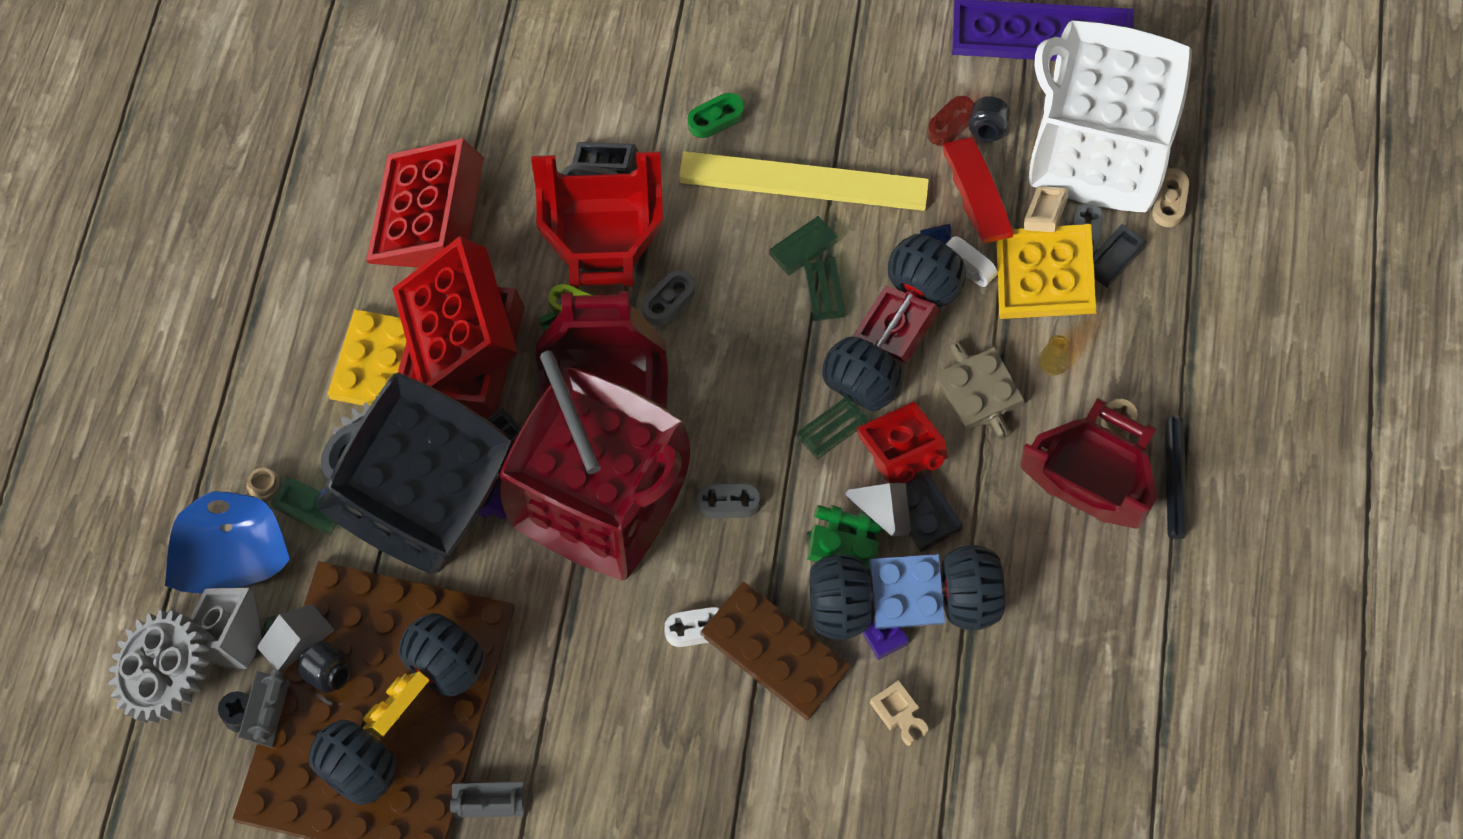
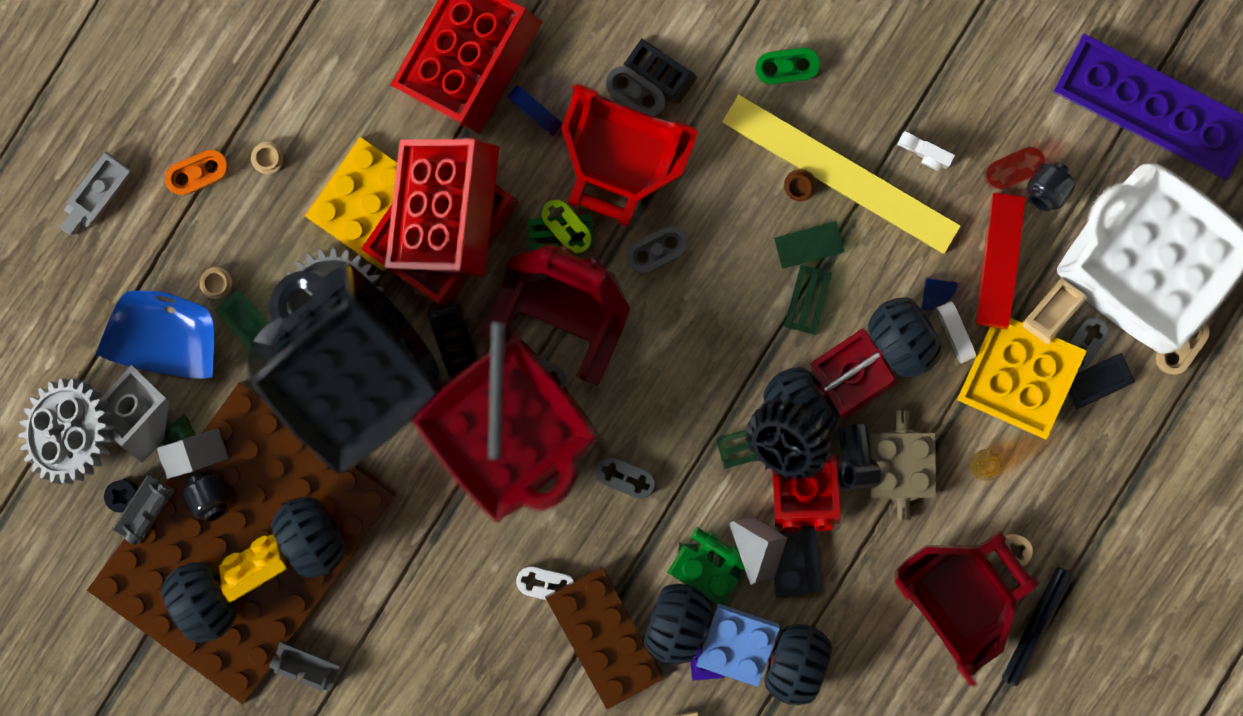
camera: 25 degrees right, 25 degrees up
(116, 450) = (94, 193): none -> light grey hinge
(207, 394) = (196, 170): none -> orange plate
(273, 360) = (267, 158): none -> tan plate
(507, 228) = (534, 110): none -> clear blue beam
(772, 200) = (800, 185): none -> reddish brown plate
(842, 402) = (788, 439): none -> black gear
(871, 132) = (932, 155): none -> white plate
(937, 400) = (857, 468): none -> black piece

